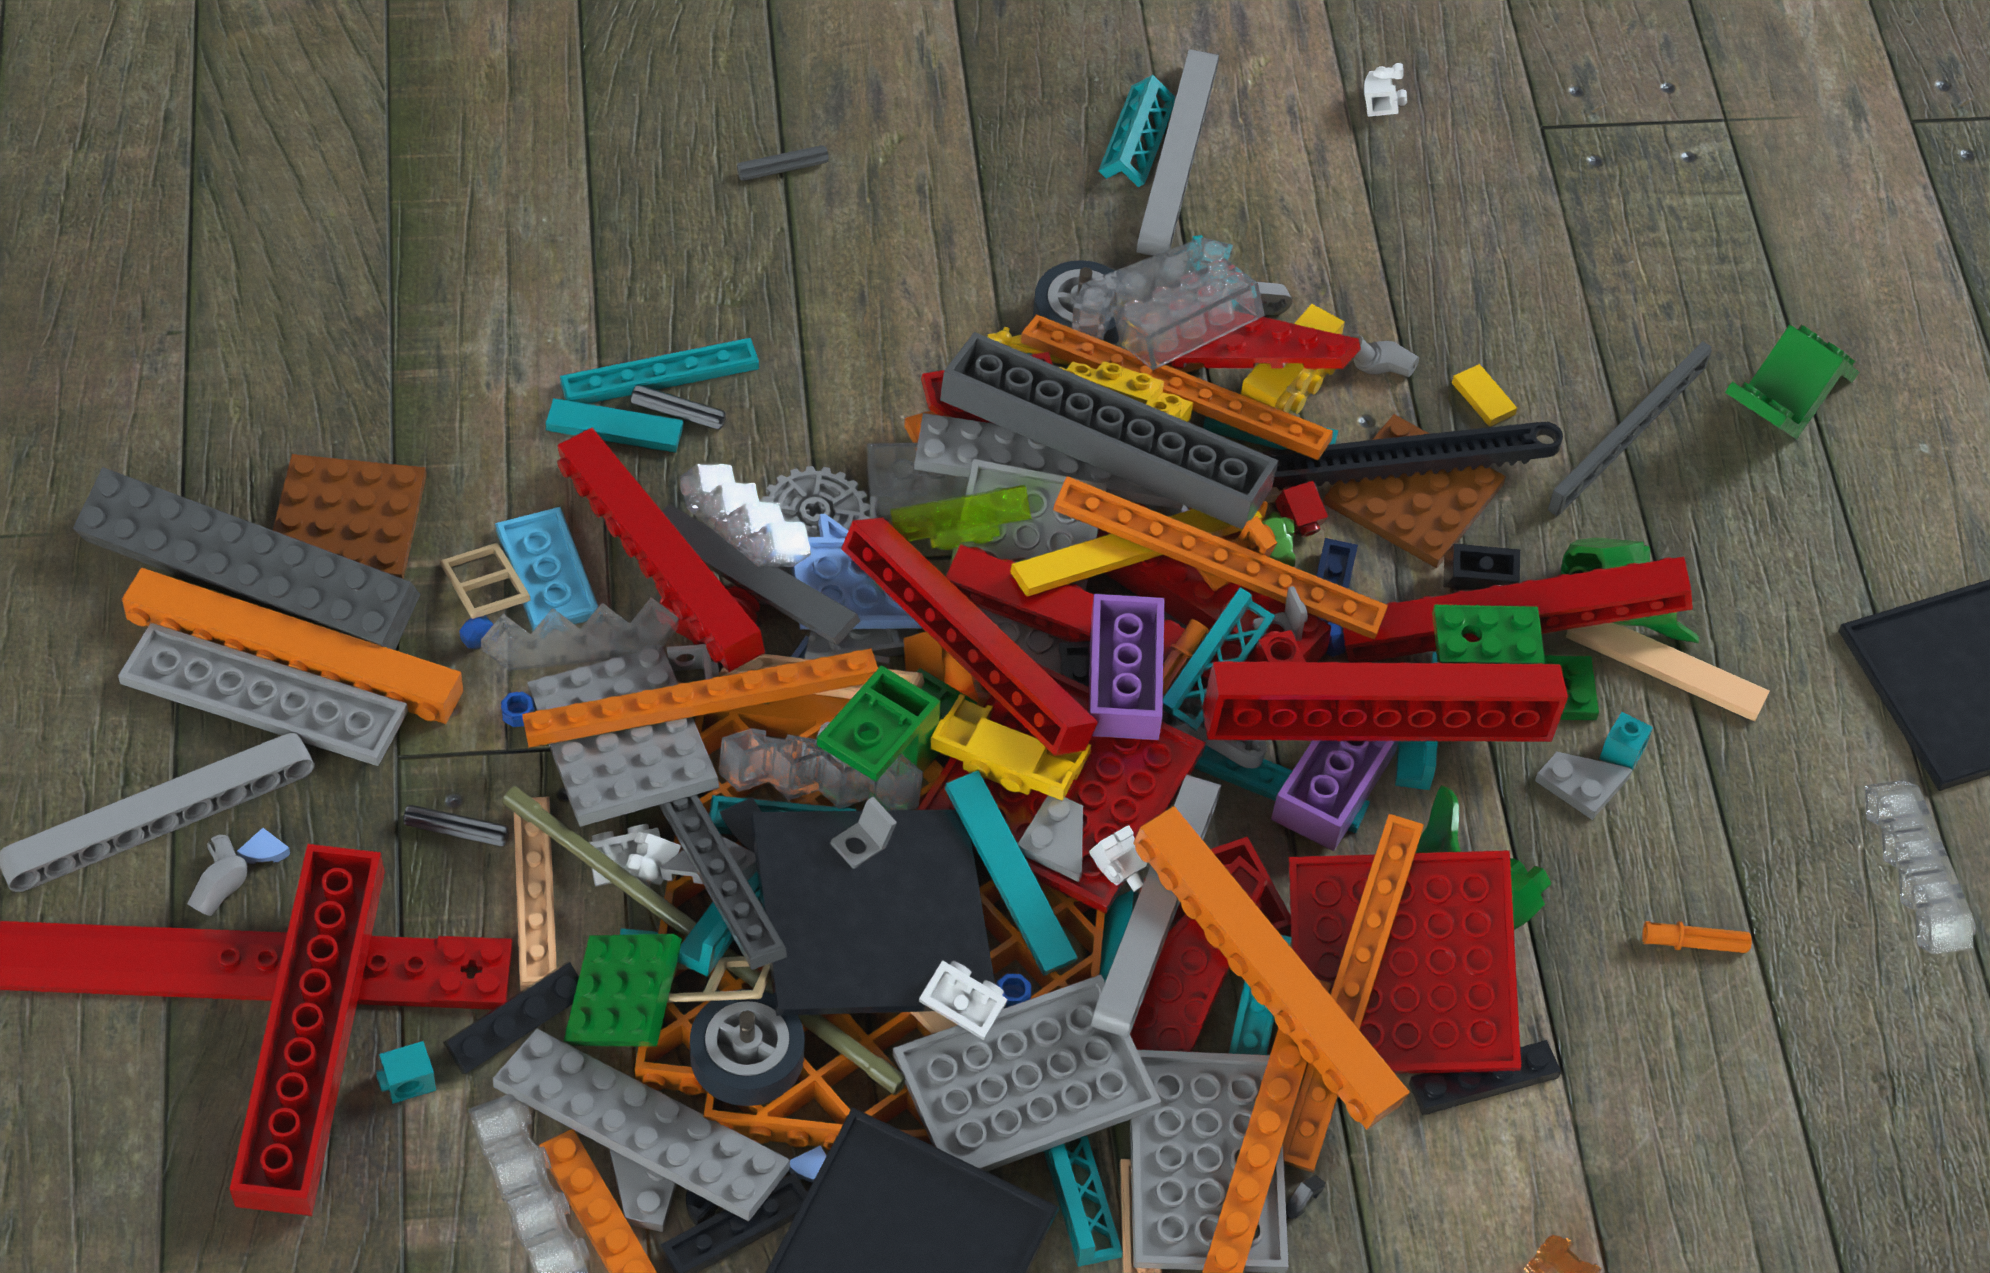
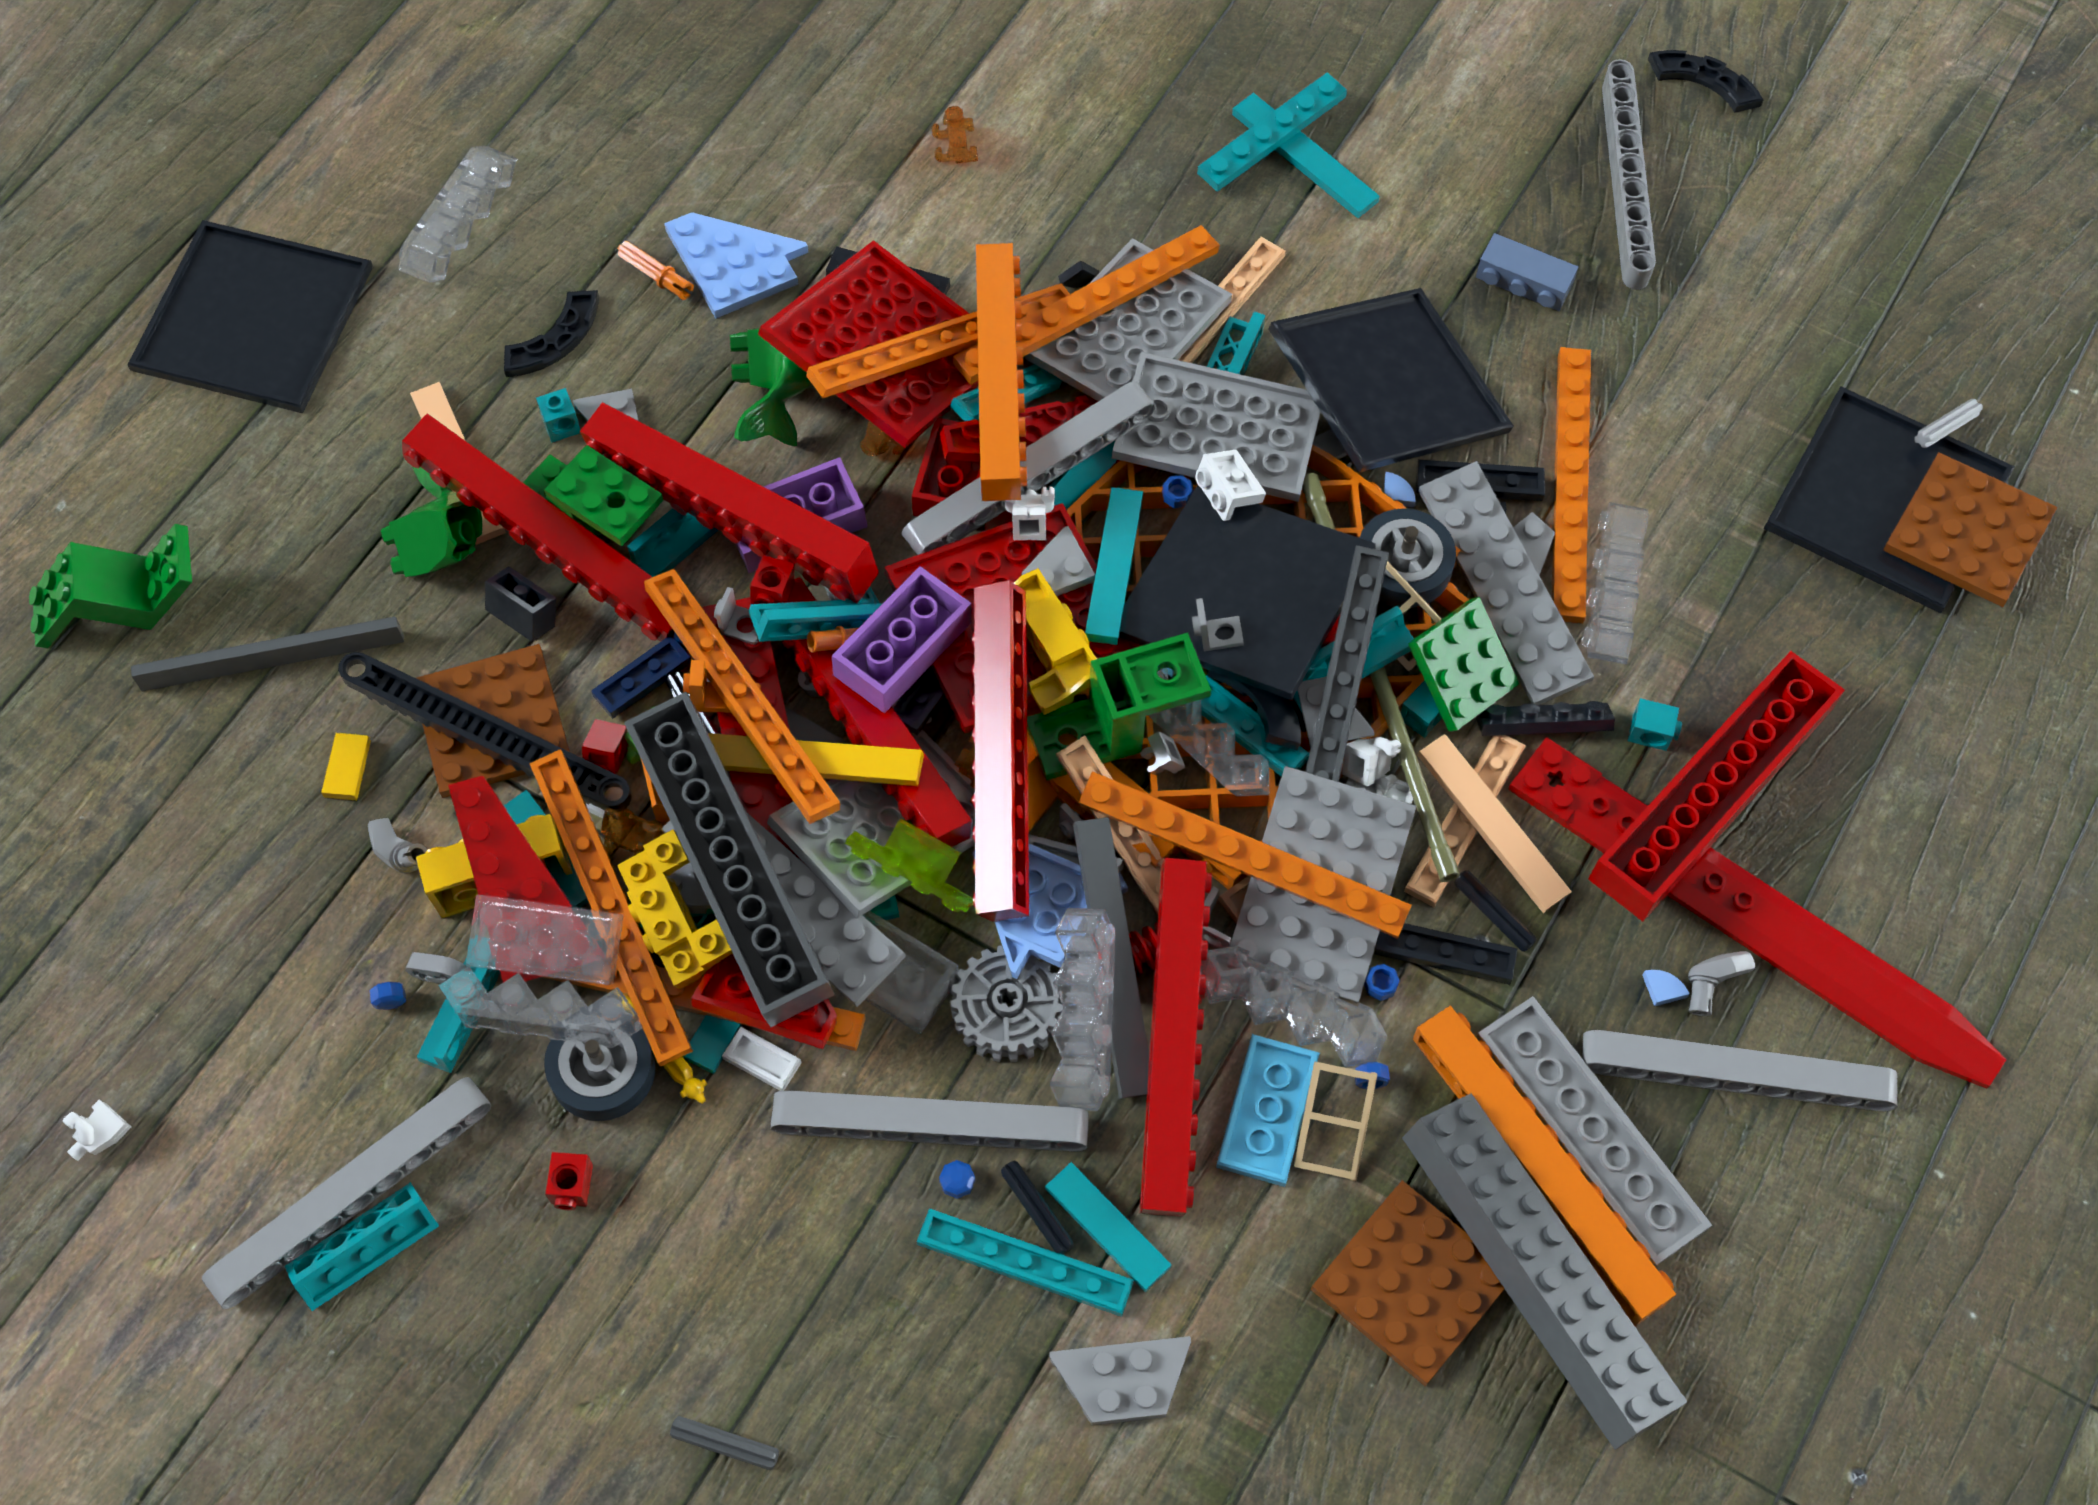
camera: 140 degrees left, 10 degrees up
(473, 765) = (1449, 953): none -> black plate
(505, 888) = (1494, 823): none -> light nougat tile
(530, 342) = (1123, 1379): none -> light grey wing
(754, 392) = (957, 1179): none -> blue tile
(810, 408) = (930, 1121): none -> light grey beam
(1034, 236) = (569, 1165): none -> red brick
(1280, 269) = (387, 995): none -> blue tile
(1642, 999) = (733, 261): none -> light blue wing
(1707, 829) = (562, 339): none -> black tile

